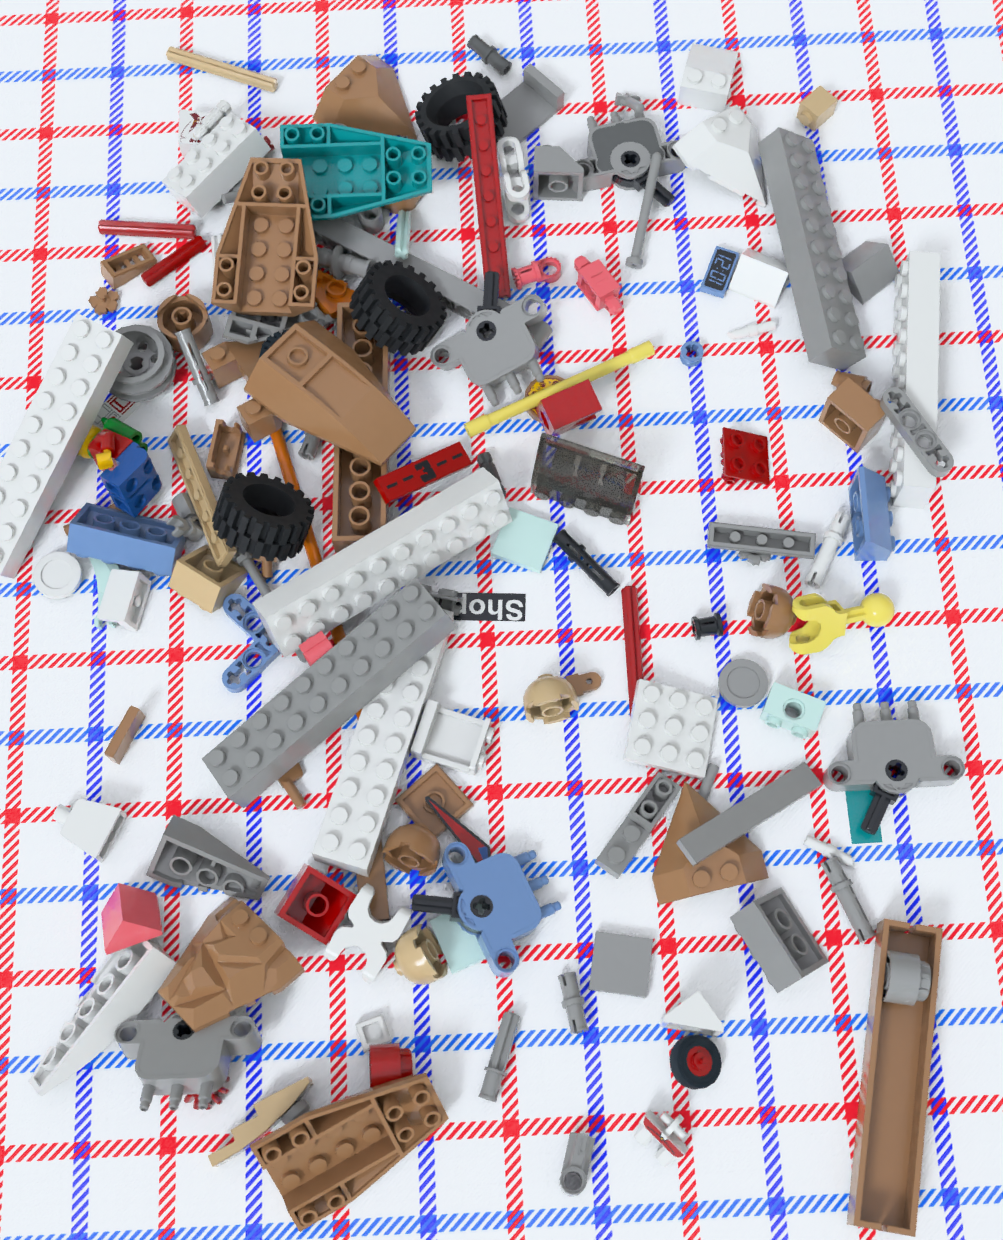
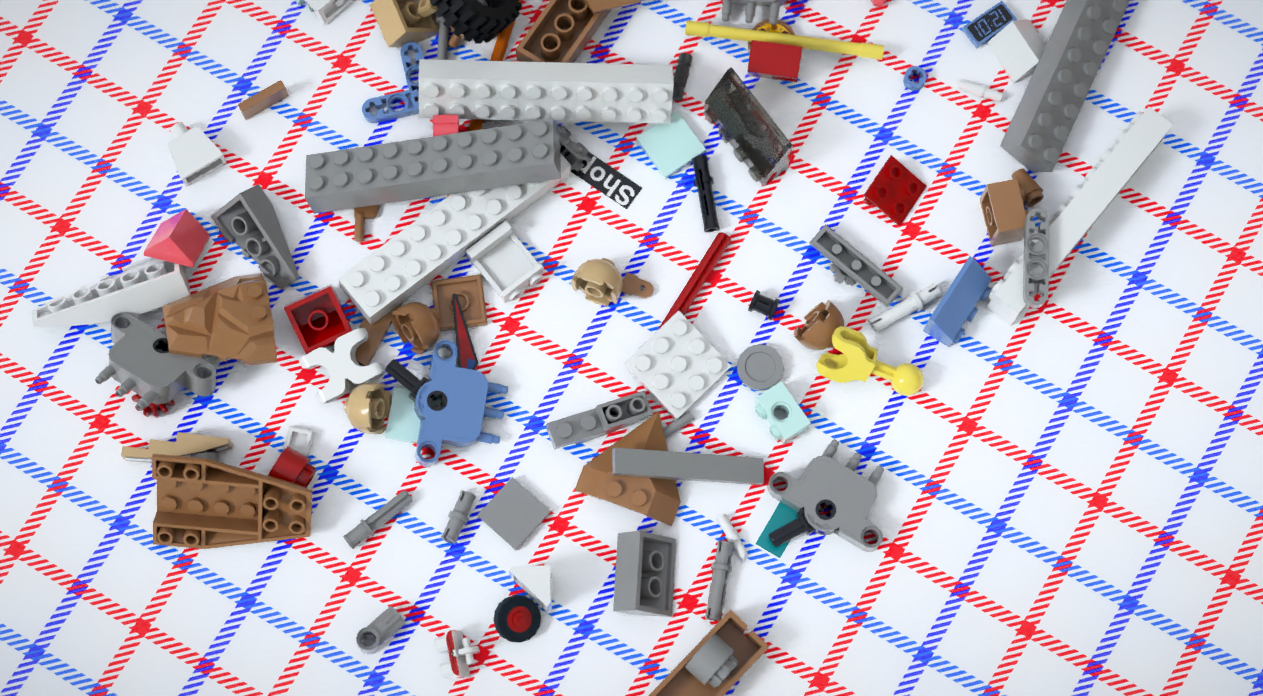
camera: 30 degrees right, 5 degrees up
(422, 472) = (625, 39): red tile -> none
(869, 269) = (1113, 100): light grey slope -> none

